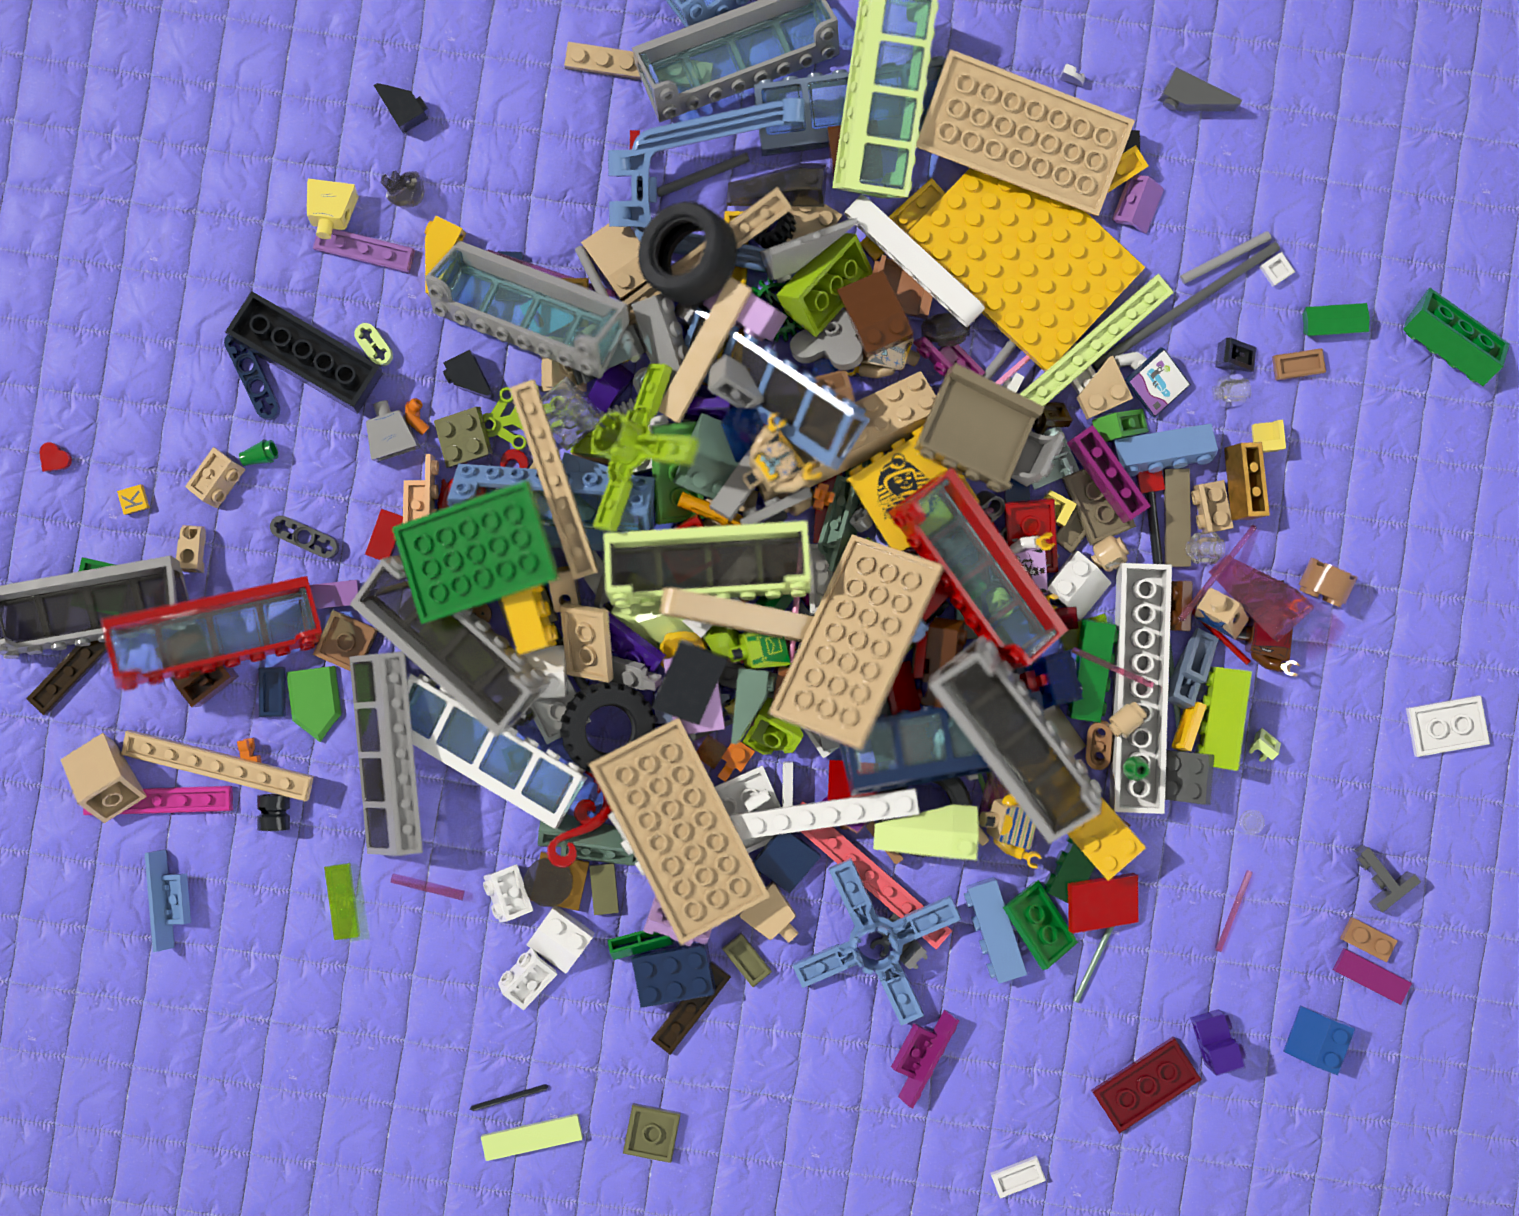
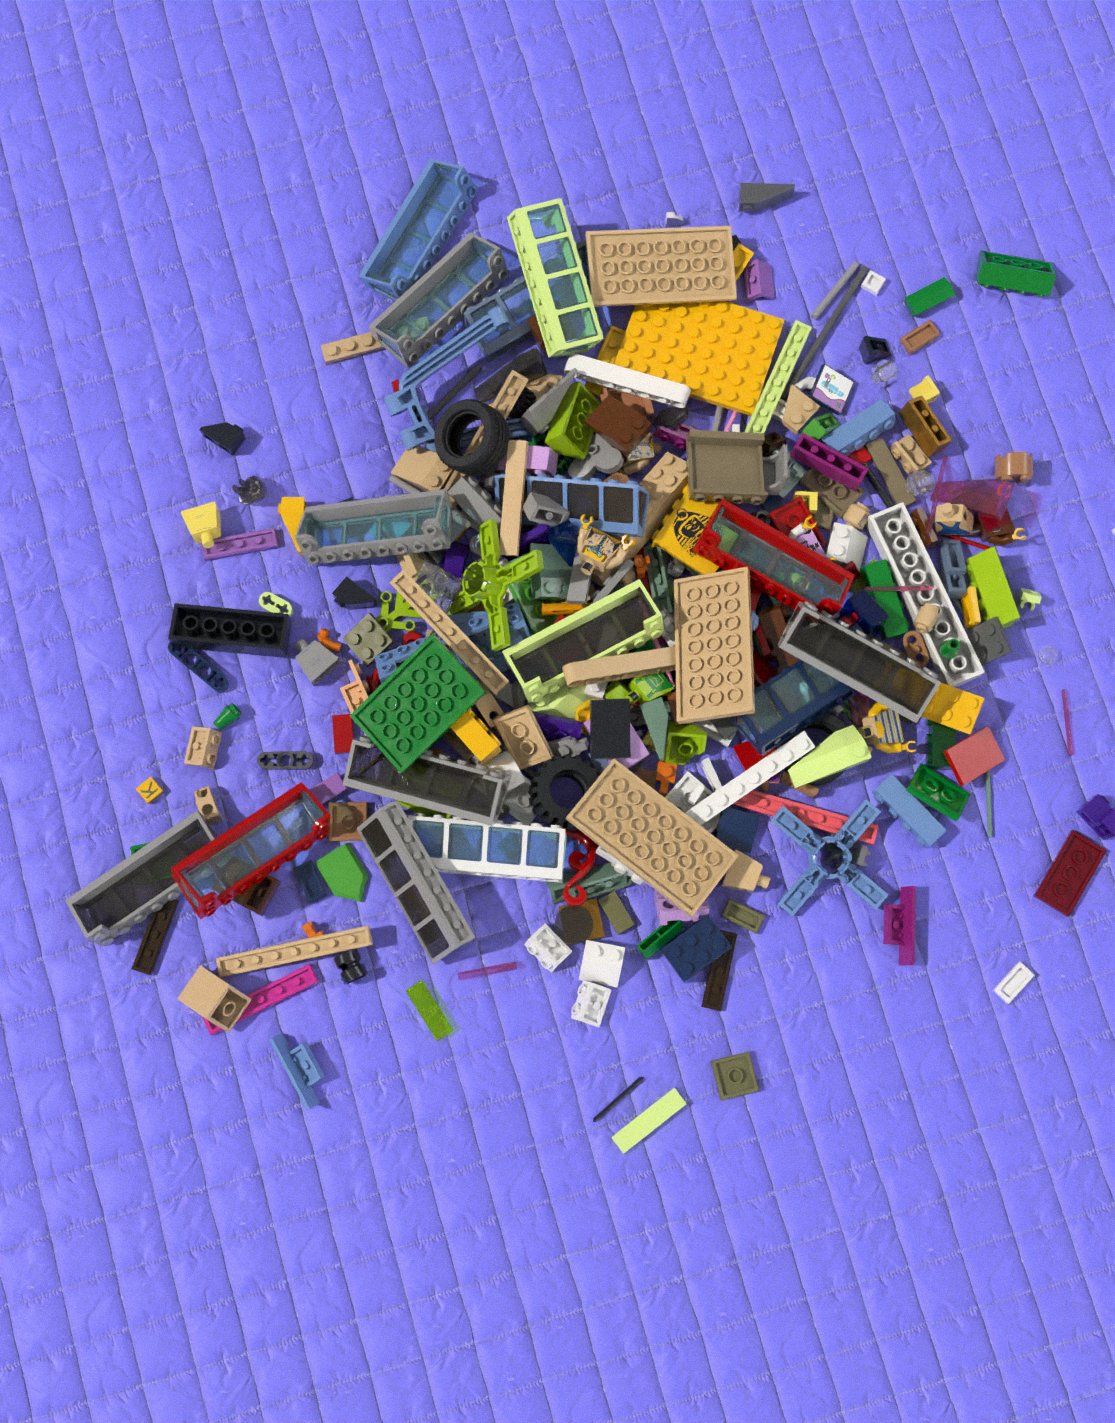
camera: 25 degrees left, 10 degrees down
(54, 458) = (79, 787): red tile -> none

